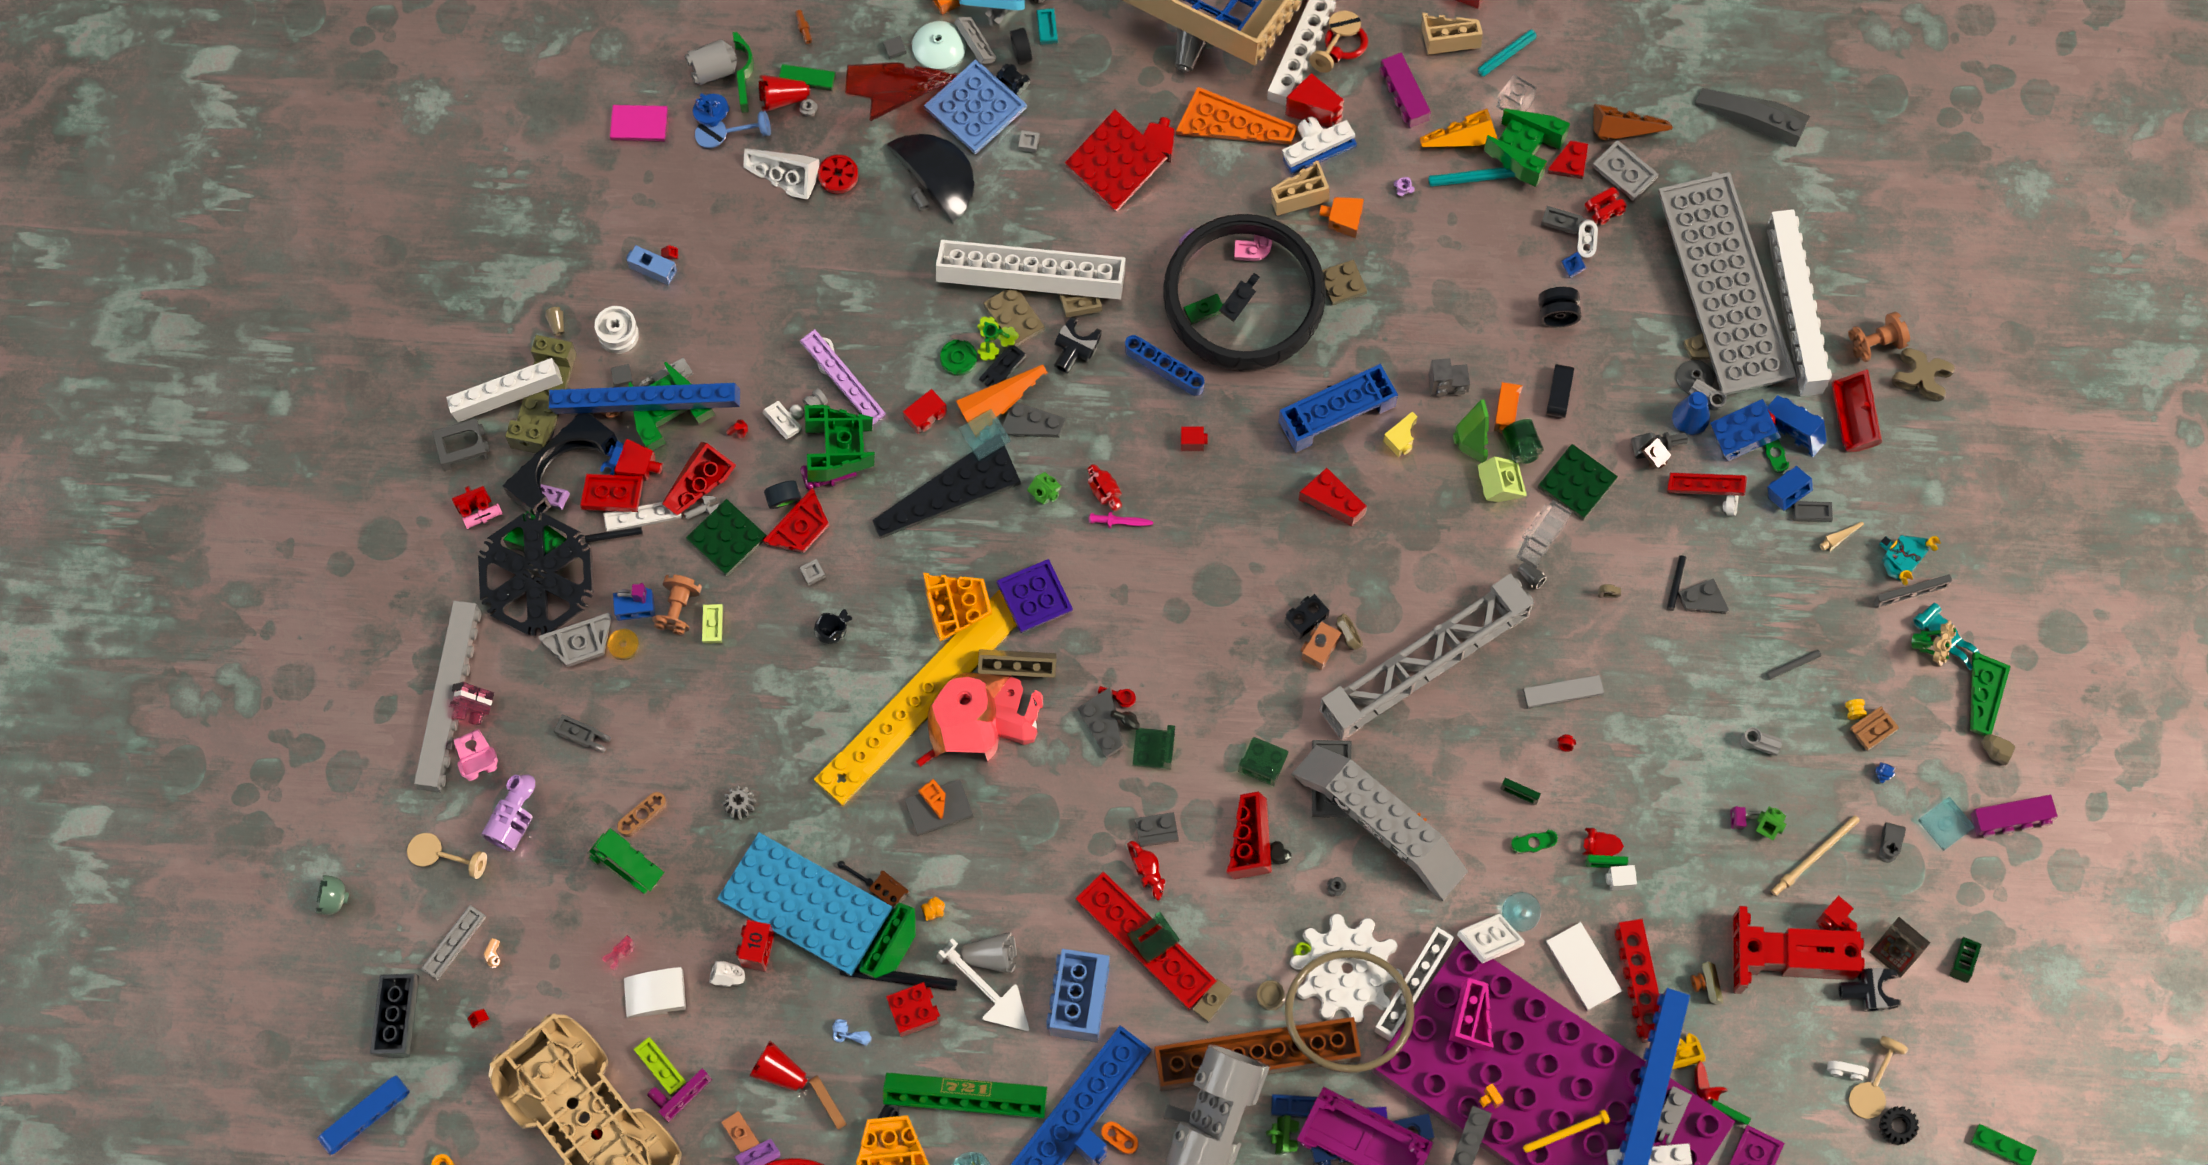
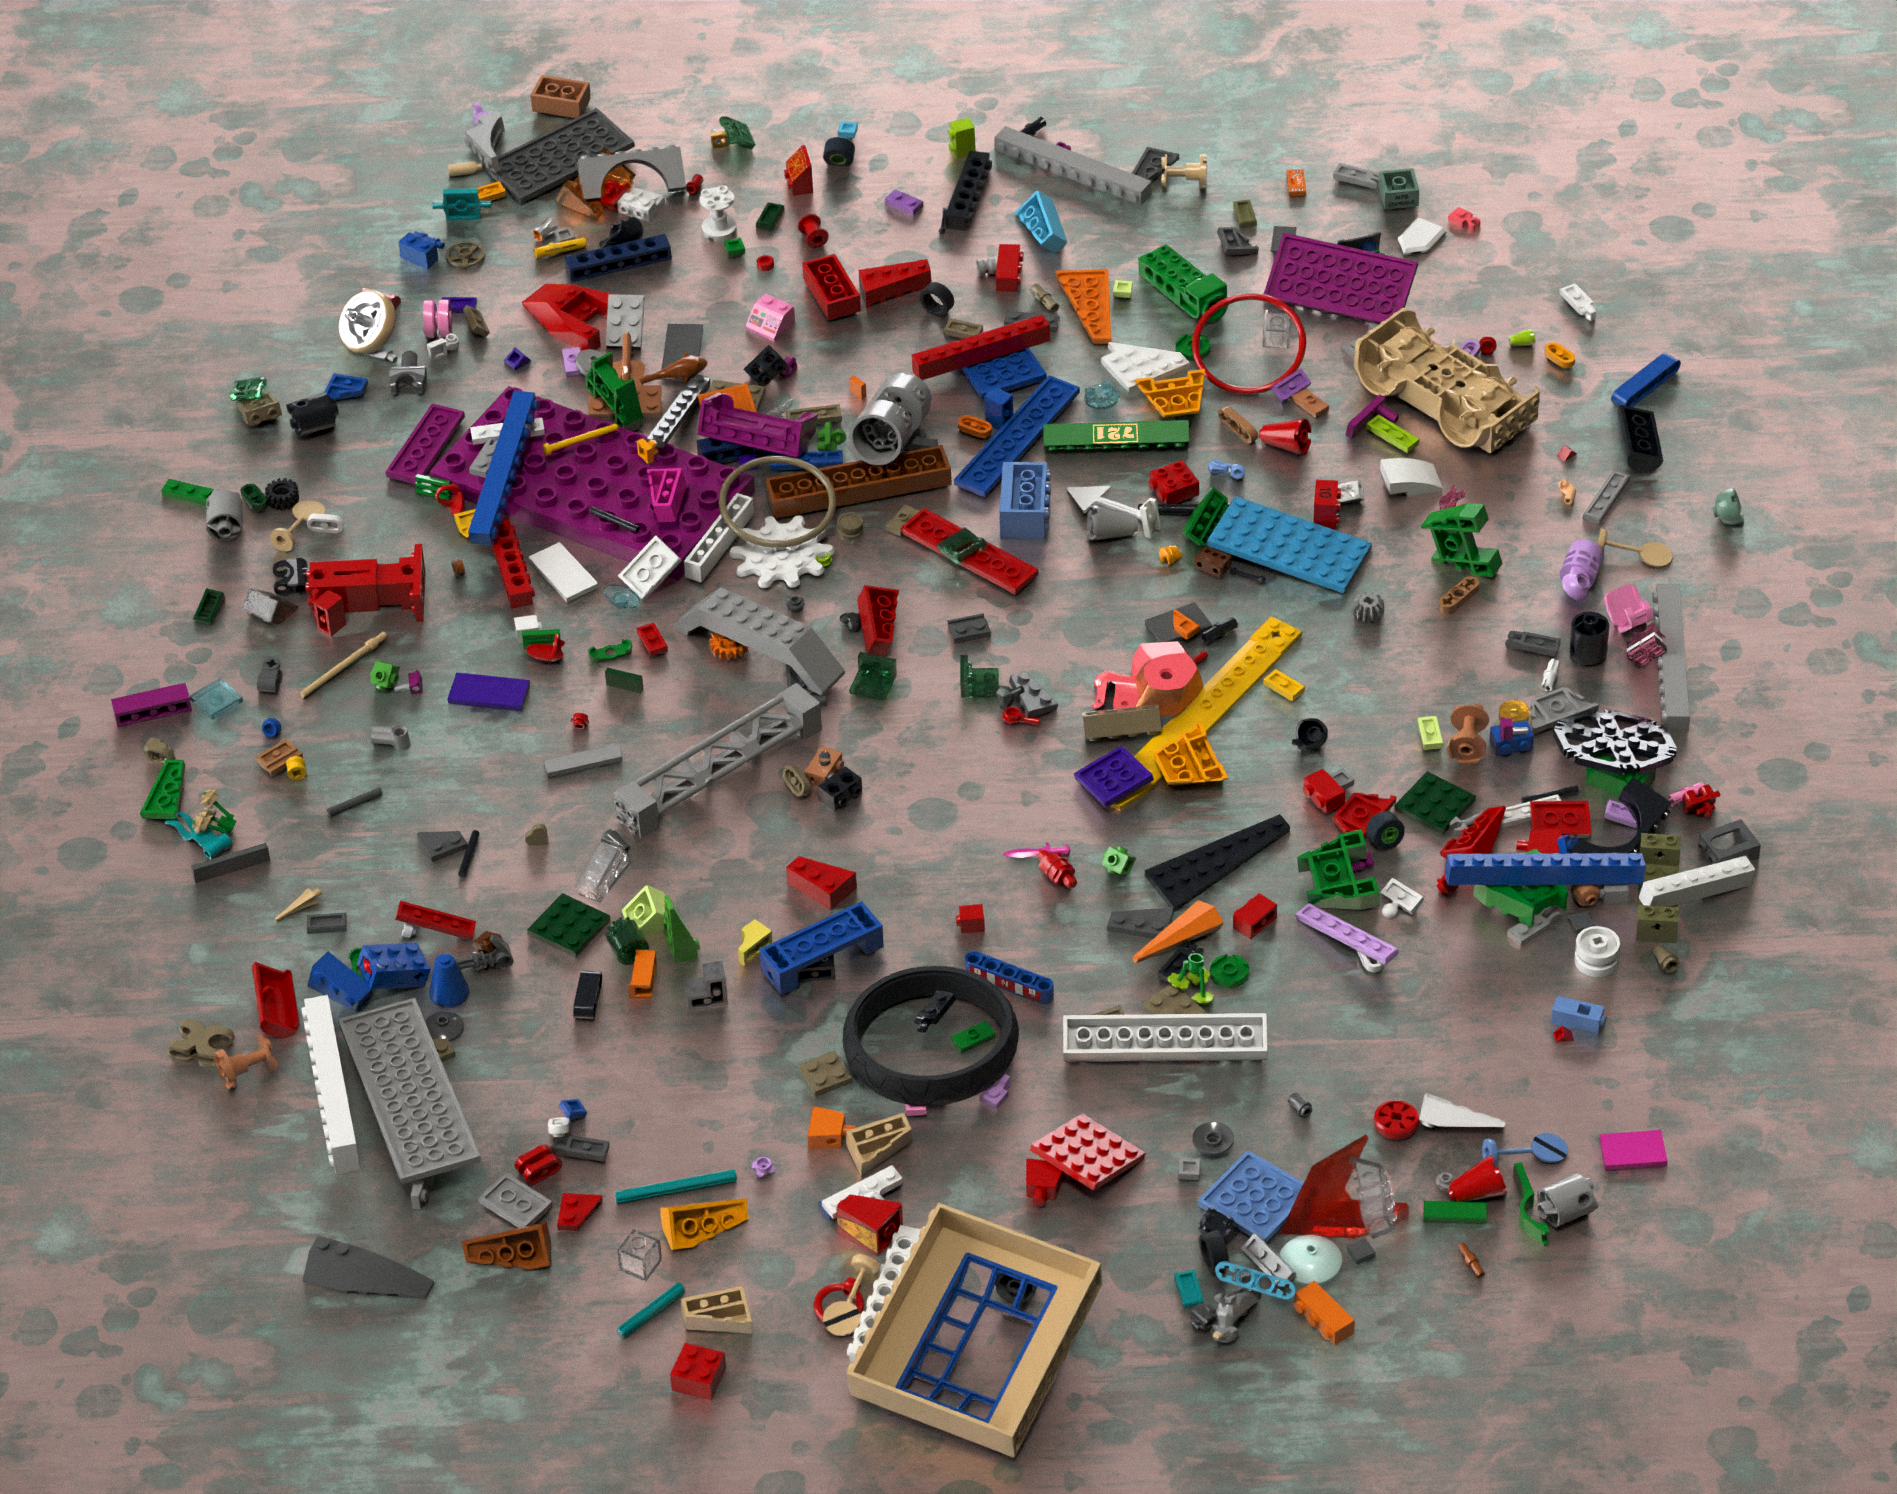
camera: 175 degrees right, 25 degrees down
(525, 713) = (1589, 638): none -> black cylinder
(575, 687) = (1550, 675): none -> white axle
(710, 109) = (1547, 1159): blue plate -> none
(816, 398) = (1373, 913): light grey wheel -> none
(832, 553) = (1324, 791): none -> red brick
(845, 705) = (1284, 685): none -> yellow plate
(873, 70) = (1375, 1196): none -> clear wedge
(898, 790) = (1219, 630): none -> black pin
(939, 168) = (1286, 1132): black brick -> none
(984, 434) = (1187, 896): clear light blue plate -> none
(1003, 160) = (1213, 1138): none -> dark grey dish
(1074, 345) = (1107, 986): black connector -> none
(1147, 865) = (973, 596): red animal -> none
(1225, 119) = (994, 1207): orange wing -> none
(1405, 90) = (767, 1256): magenta brick -> none
(1490, 849) = (652, 639): none -> red plate
(1522, 140) = (633, 1209): green wedge -> none
(1528, 996) = (613, 519): none -> black bar
(1559, 307) = (589, 1054): black wheel -> none
(1661, 799) = (488, 691): none -> dark purple tile
(1710, 392) = (431, 1001): light grey piece -> none
(1712, 983) = (445, 567): olive tile -> none
(1790, 488) = (350, 930): blue brick -> none
(1905, 555) = (236, 888): teal torso -> none
(1932, 1123) = (254, 497): none -> dark green plate
(1961, 1083) = (224, 515): none -> light grey cylinder

